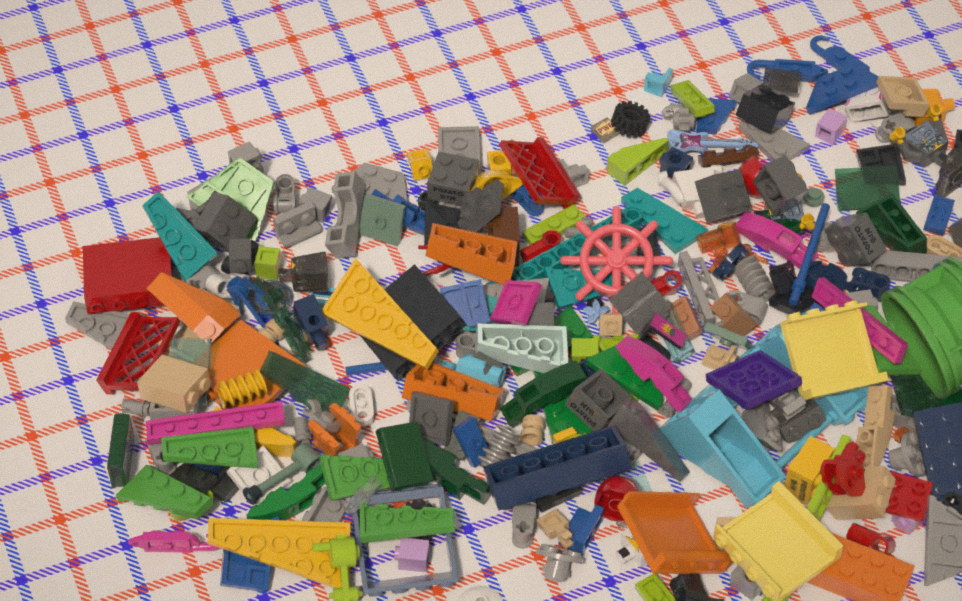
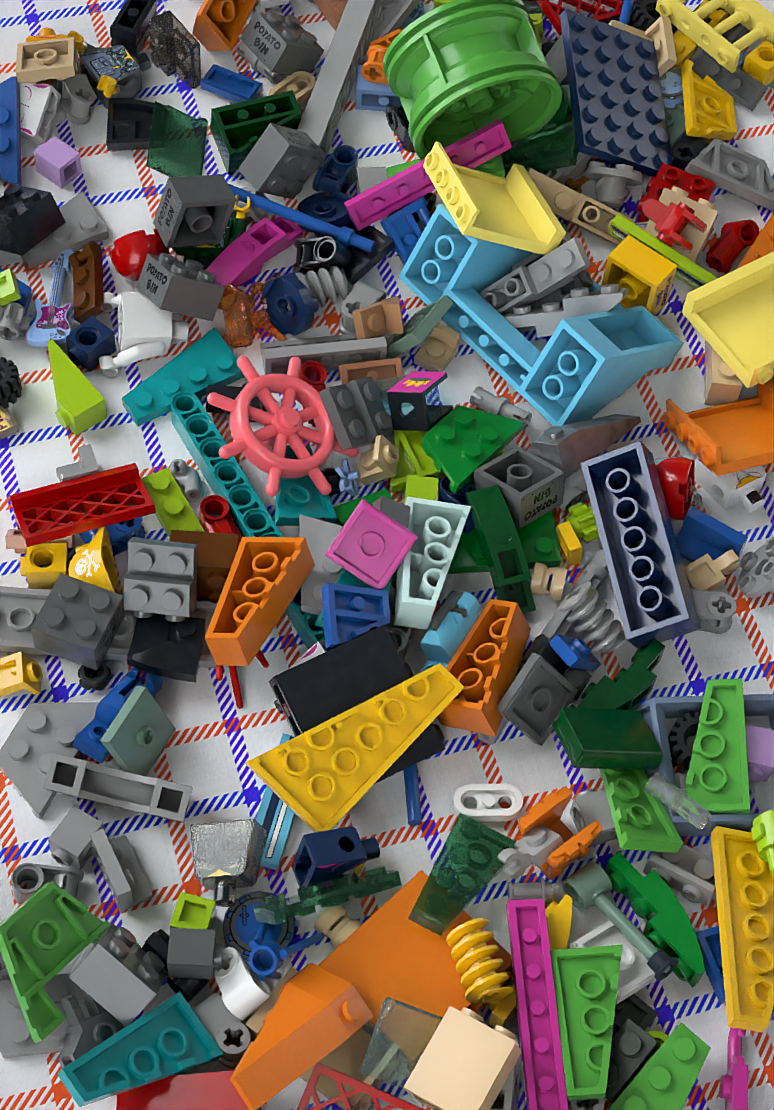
camera: 90 degrees left, 5 degrees up
(650, 363) = (486, 404): dark pink slope -> none
(753, 379) = (524, 294): dark purple plate -> none

